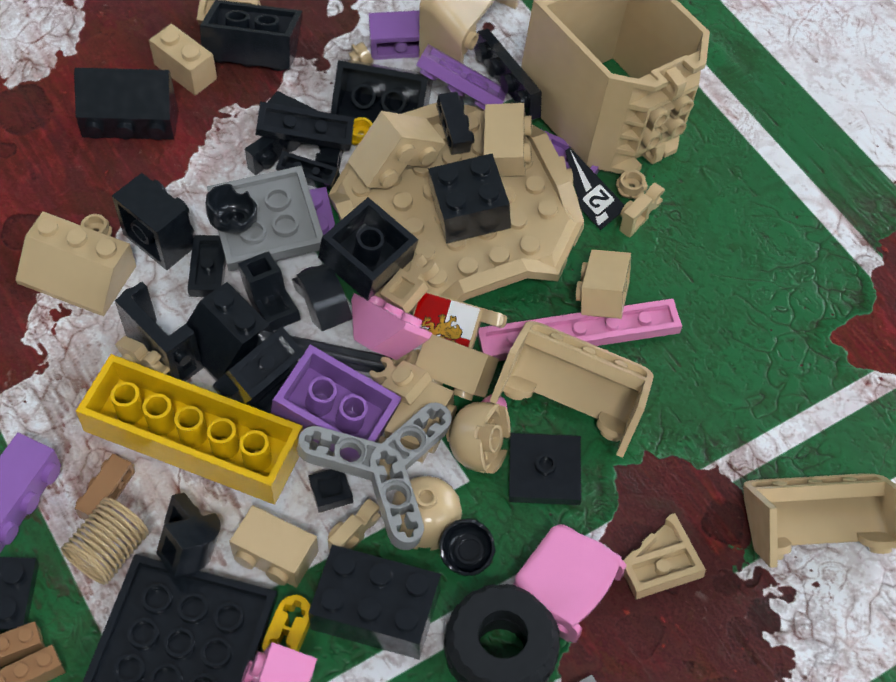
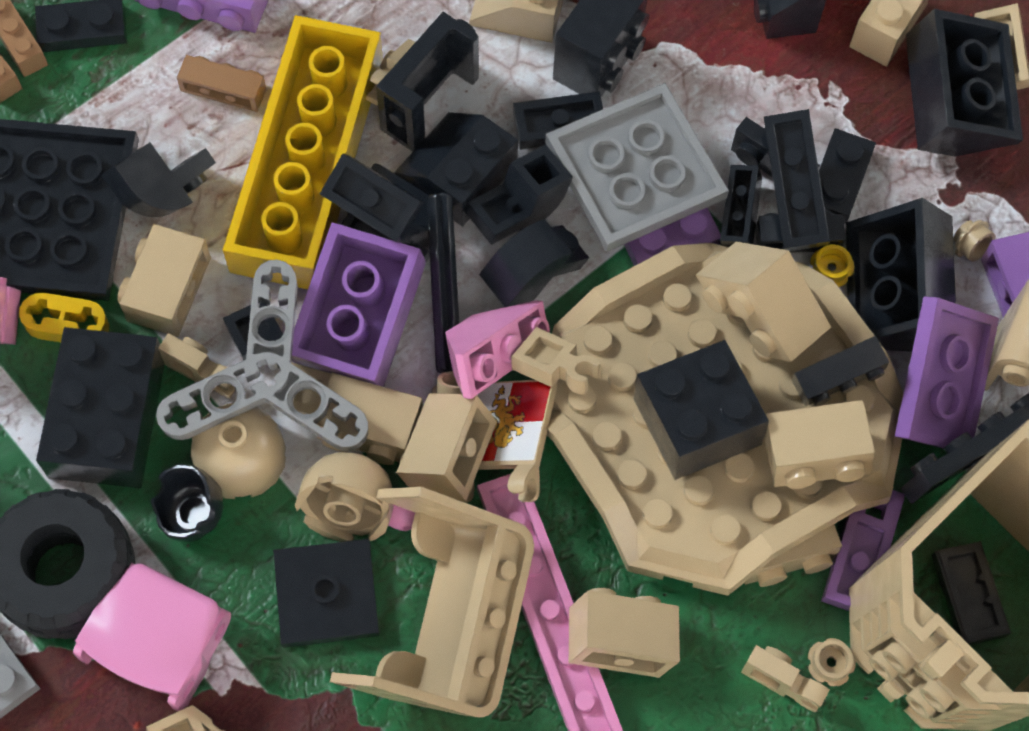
camera: 80 degrees right, 10 degrees up
(107, 529) = (128, 80): tan piece -> none
(230, 210) = (616, 111): black hair -> none
(367, 248) = (583, 290): black brick -> none
(402, 380) = (409, 381): tan plate -> none
(593, 195) = (796, 606): sticker -> none

